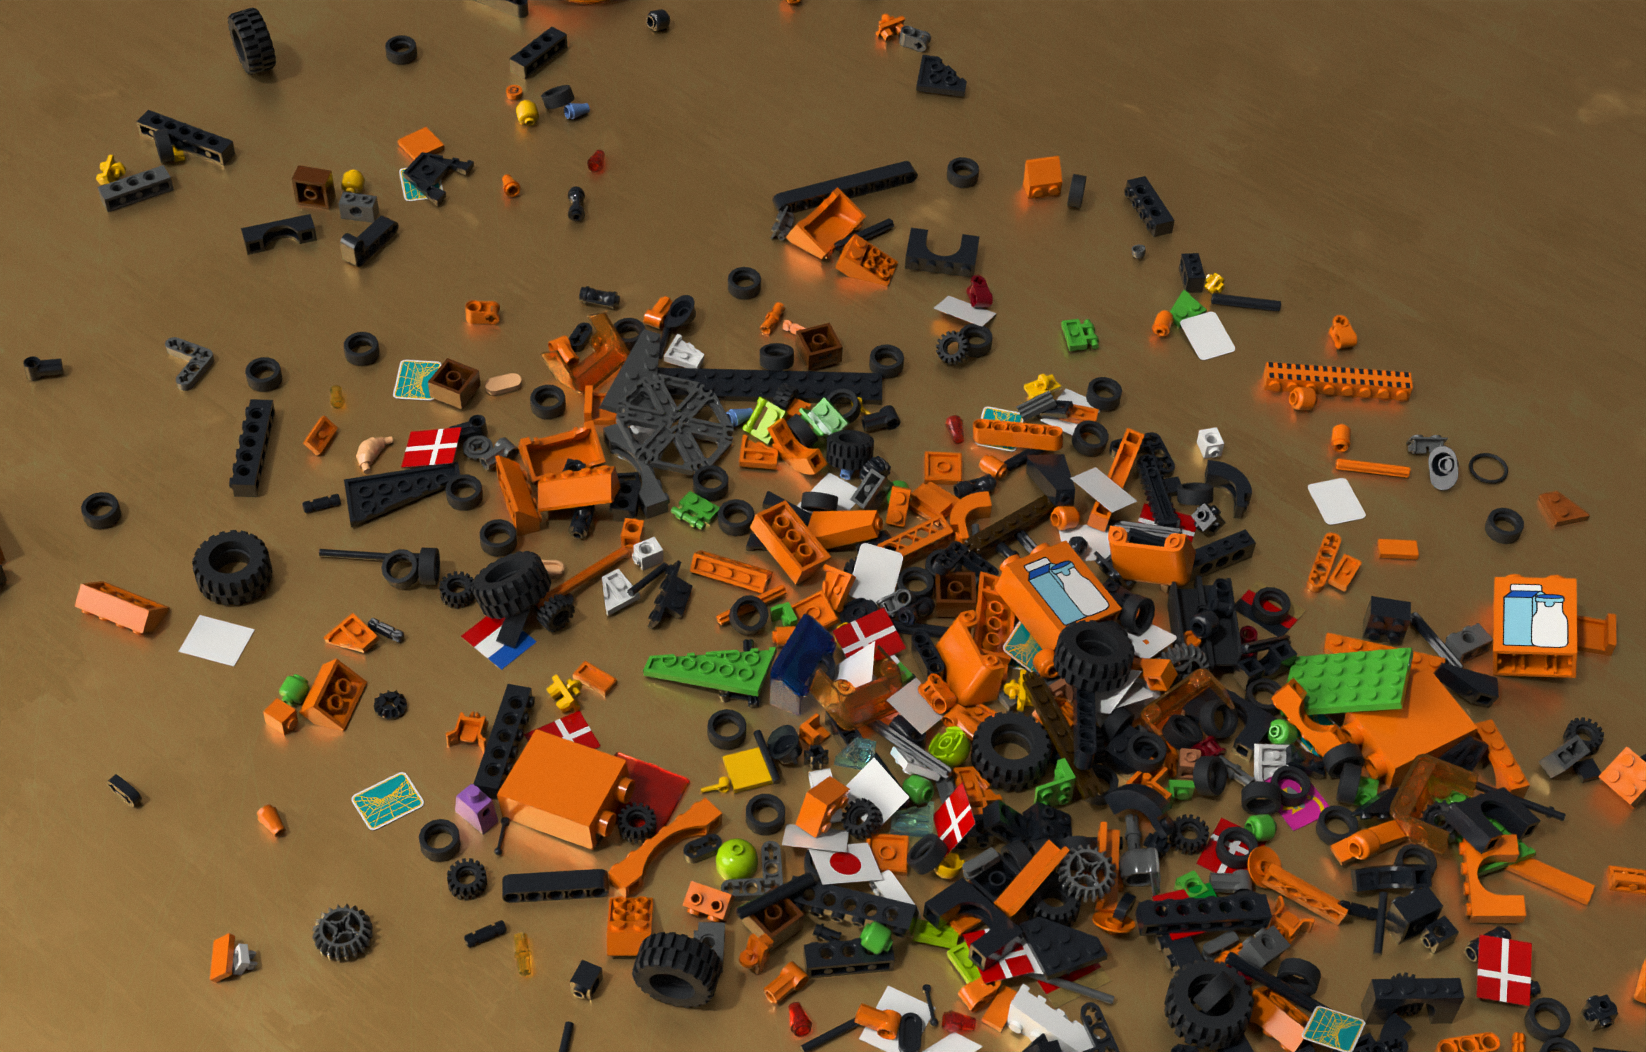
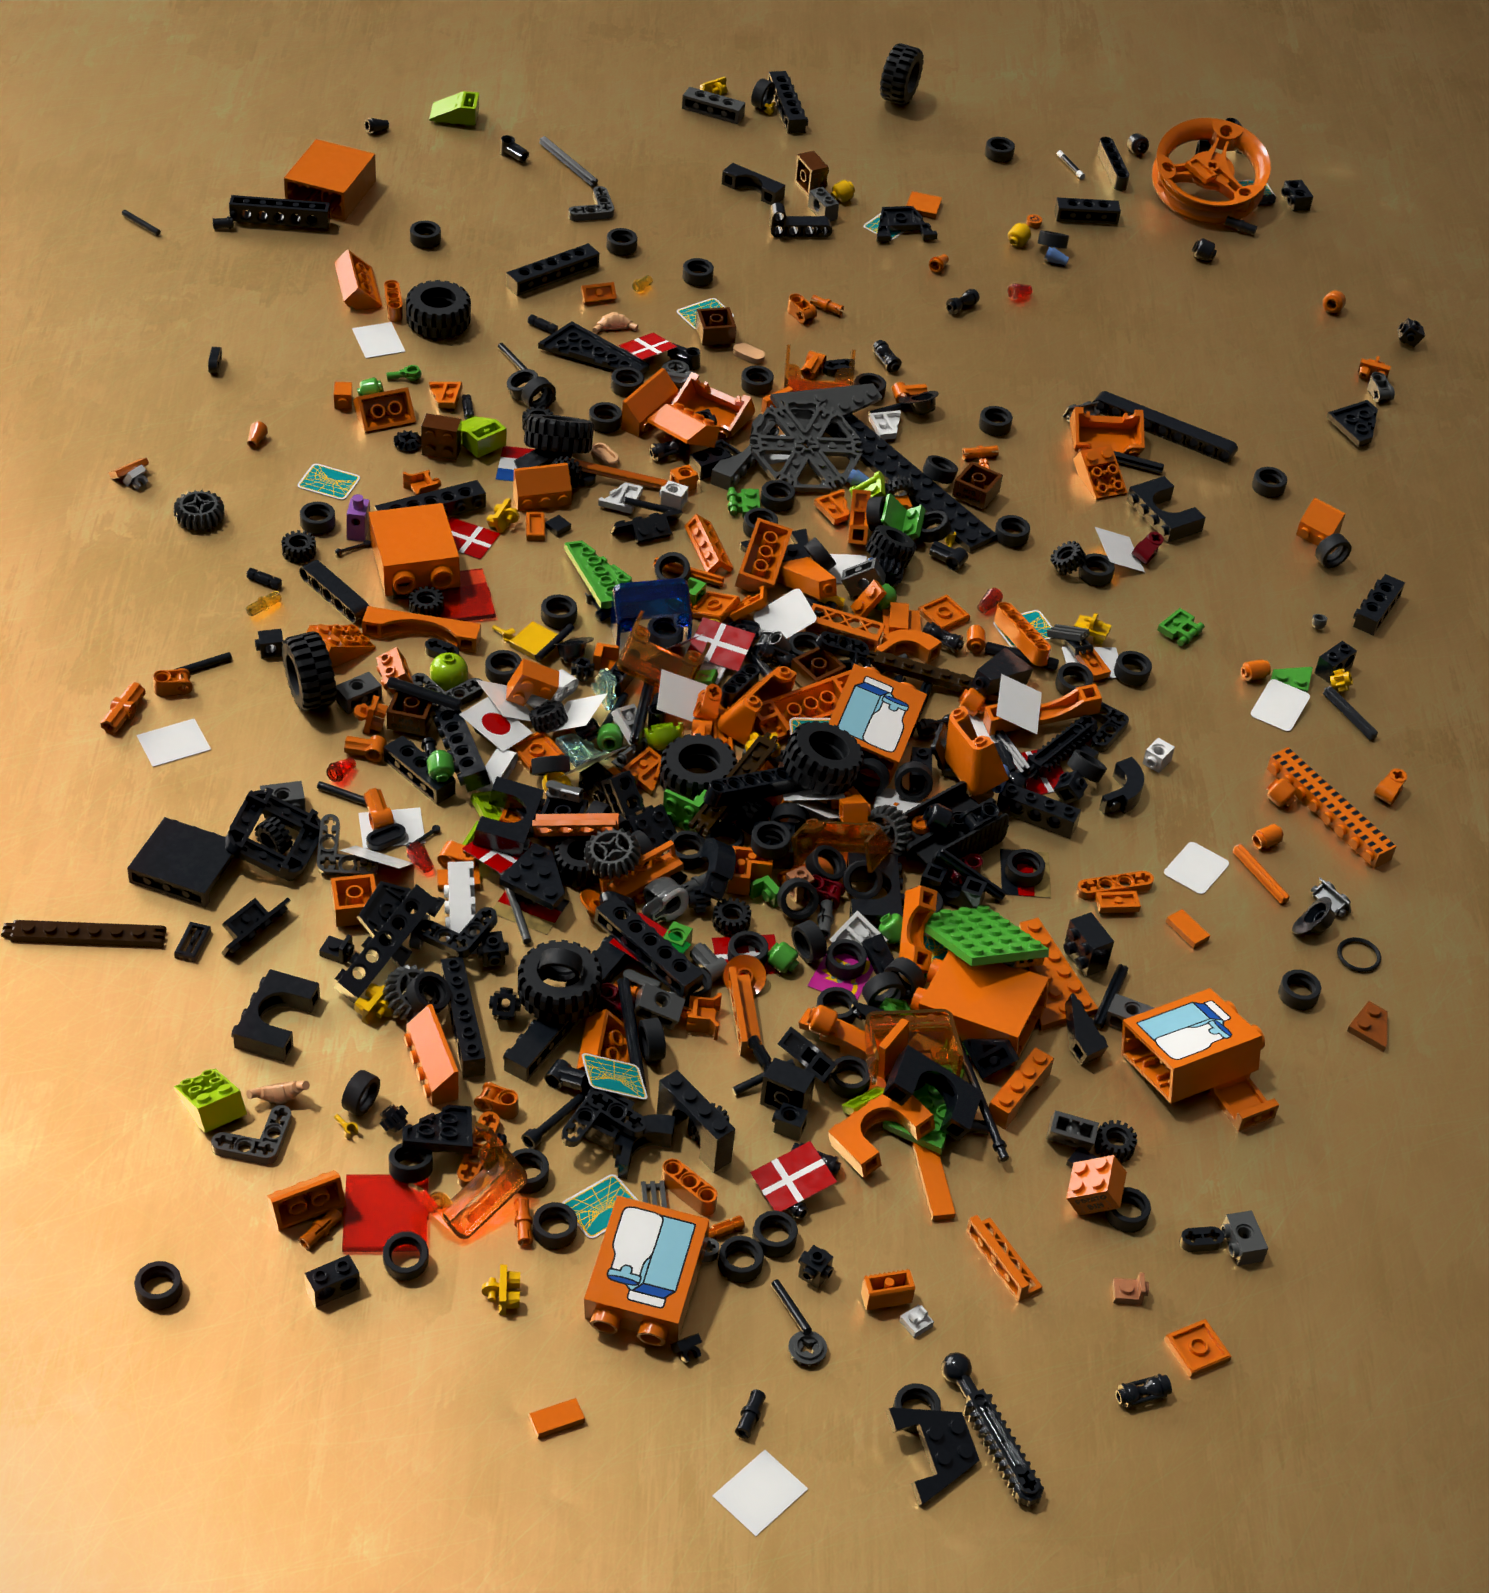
camera: 50 degrees right, 5 degrees down
(101, 339) = (568, 161): none -> axle
(178, 594) = (393, 301): none -> orange beam
(296, 643) = (411, 373): none -> bright green plate
(422, 674) = (441, 436): none -> reddish brown brick
(435, 644) = (483, 435): none -> lime slope
(466, 22) = (1070, 164): none -> bar
(492, 292) = (827, 305): none -> orange pin
(560, 642) = (542, 486): none -> orange slope
(609, 661) = (558, 525): none -> black tile
(1089, 804) = (692, 839): none -> black tyre
(1119, 1028) = (493, 949): none -> black brick
(1432, 811) = (892, 1046): none -> orange tile
(1449, 870) = (861, 1100): none -> lime plate

